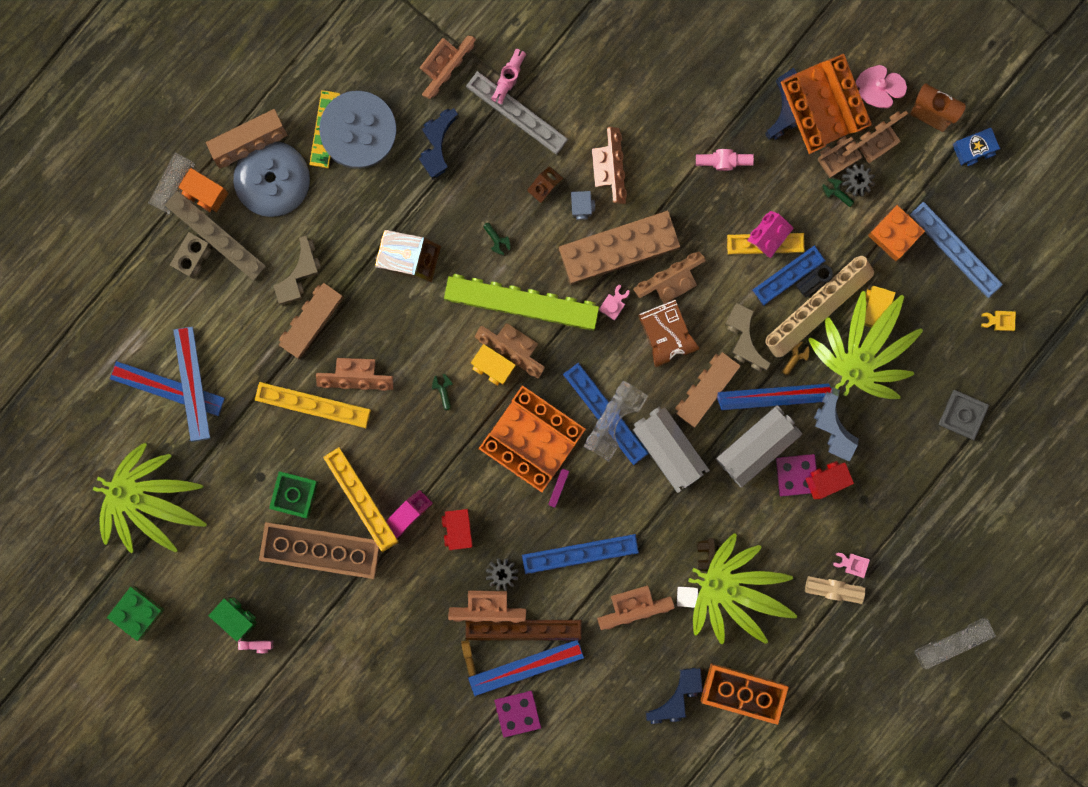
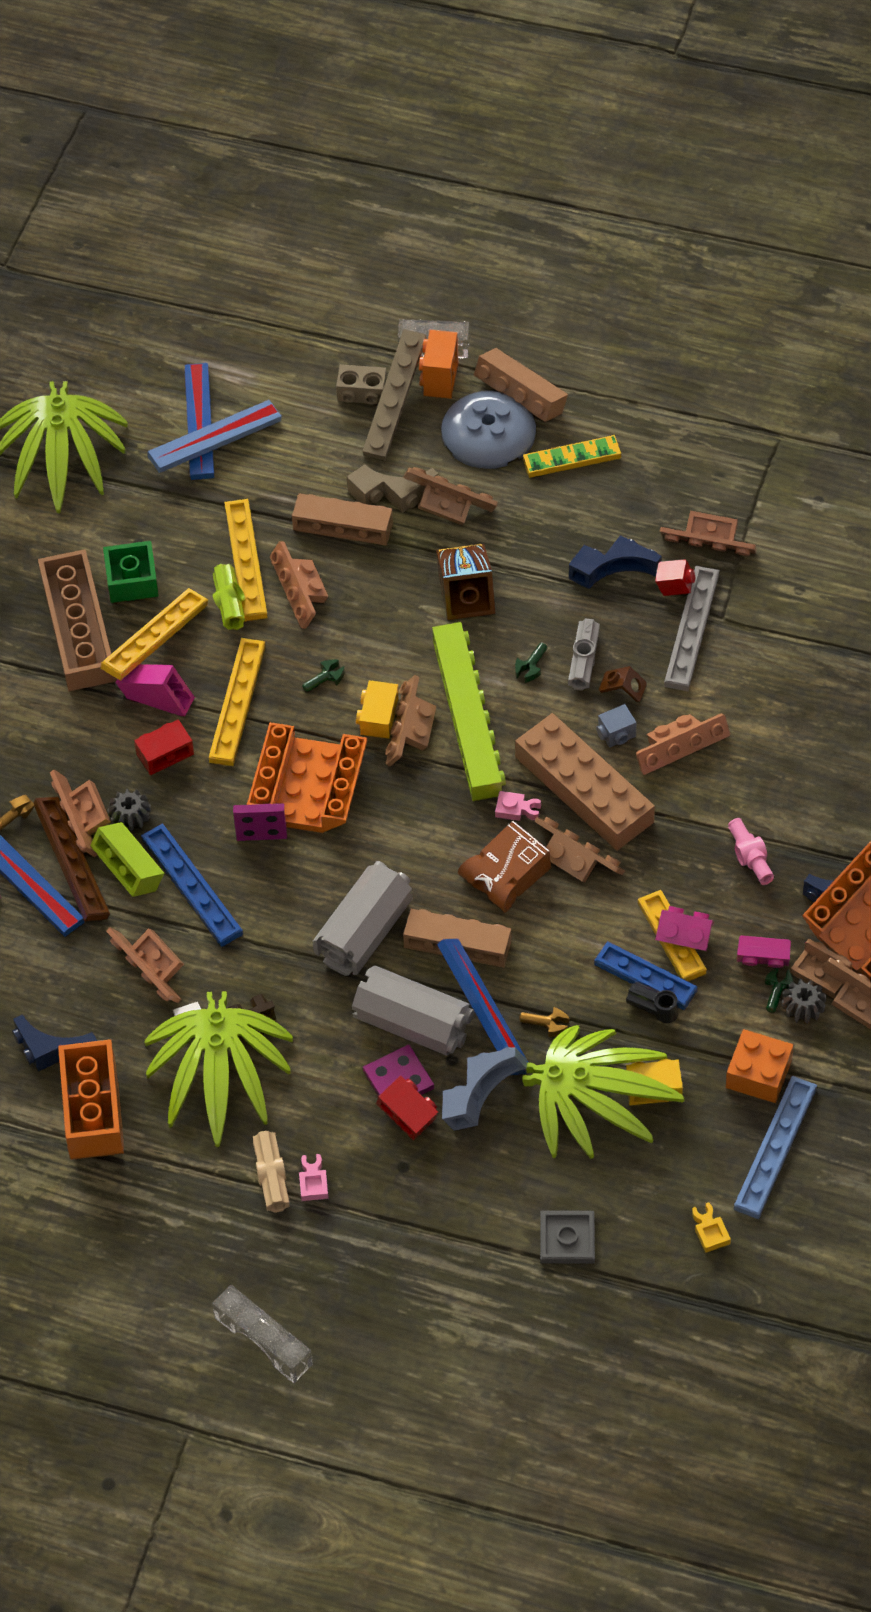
camera: 65 degrees right, 30 degrees down
(331, 240) = (447, 499): none -> medium nougat bracket
(346, 432) = (228, 597): none -> lime piece
(357, 129) = (587, 482): sand blue brick -> none
(437, 461) = (237, 702): none -> yellow tile
(473, 106) = (675, 577): none -> red brick
(499, 193) = (583, 654): none -> light grey piece
(512, 68) = (738, 599): bright pink pin -> none
(545, 592) = (127, 859): none -> lime brick
(597, 404) = (379, 841): blue tile -> none
(625, 400) = (404, 854): clear arch -> none
(744, 350) = (558, 942): dark tan arch -> none
(810, 189) = (763, 951): none -> dark pink bracket
(819, 306) = (623, 1016): tan beam -> none

